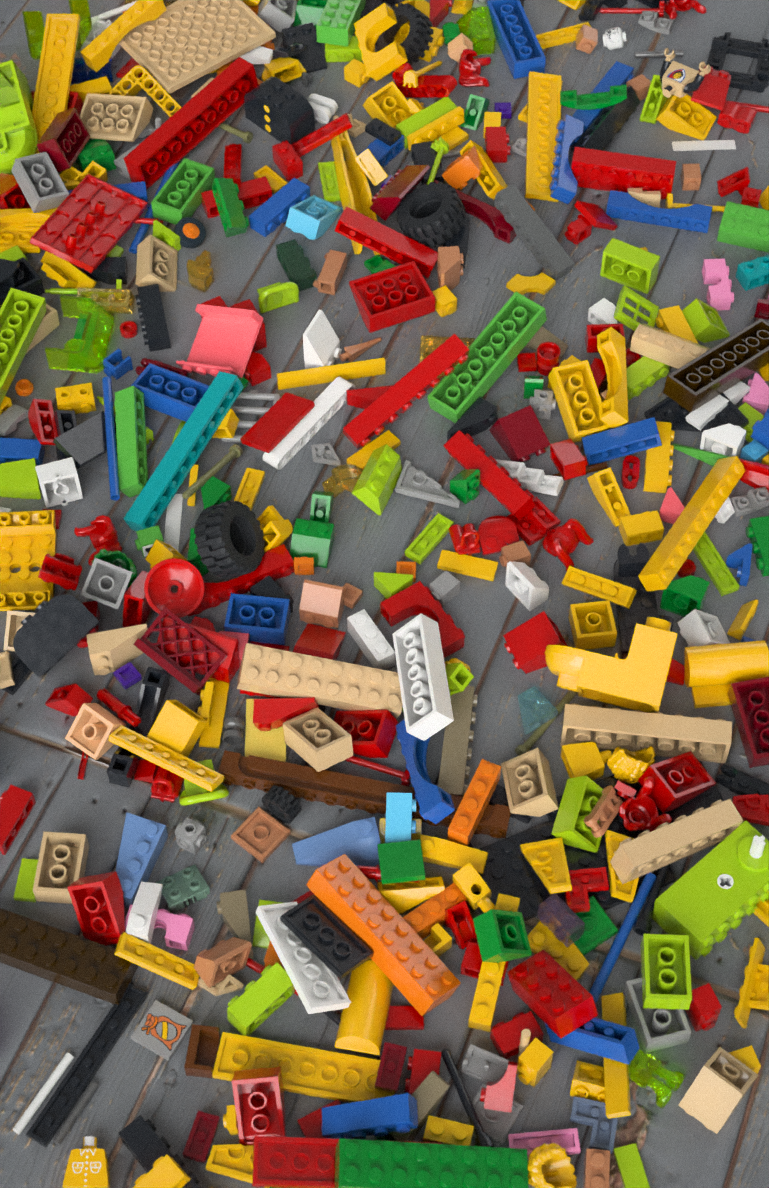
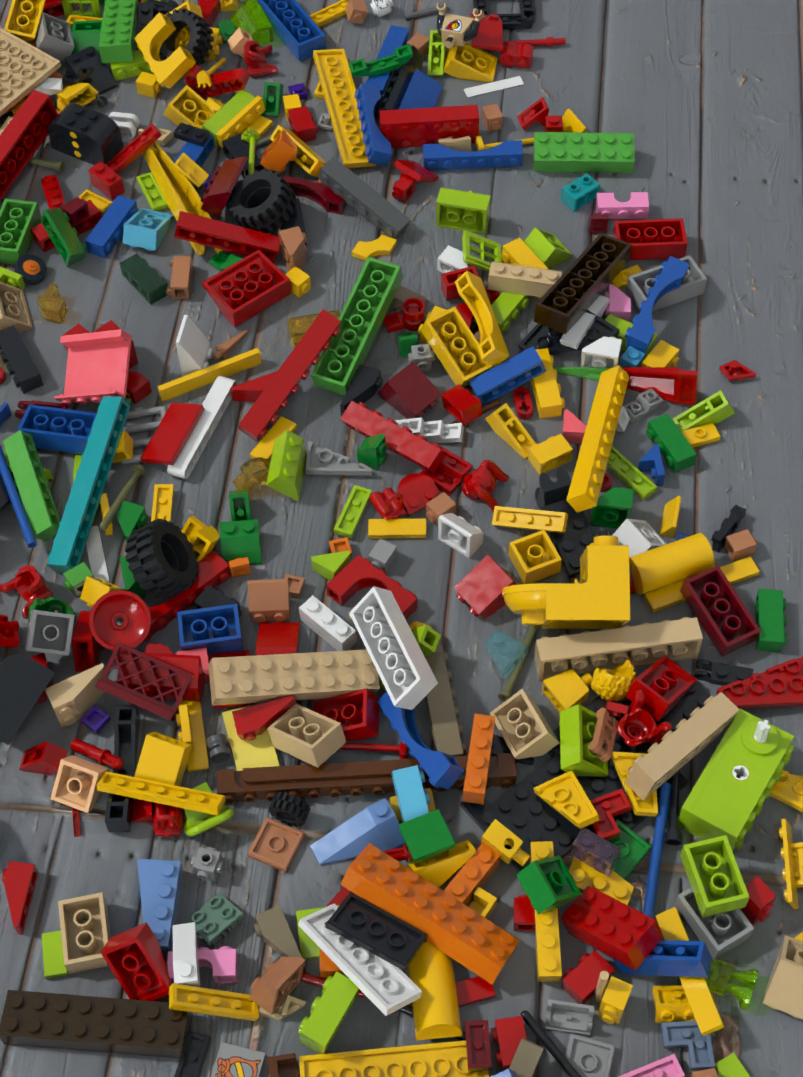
camera: 15 degrees left, 0 degrees up
(248, 184) = (75, 210): none -> dark red brick
(277, 296) = (135, 311): lime piece -> none
(325, 454) = (227, 453): light grey piece -> none
(451, 854) = (472, 815): yellow slope -> none
(461, 923) = (501, 881): red slope -> none
(500, 1093) = (592, 1040): arch -> none
(626, 136) = (421, 92): none -> blue tile
(719, 293) = (544, 201): bright pink arch -> none

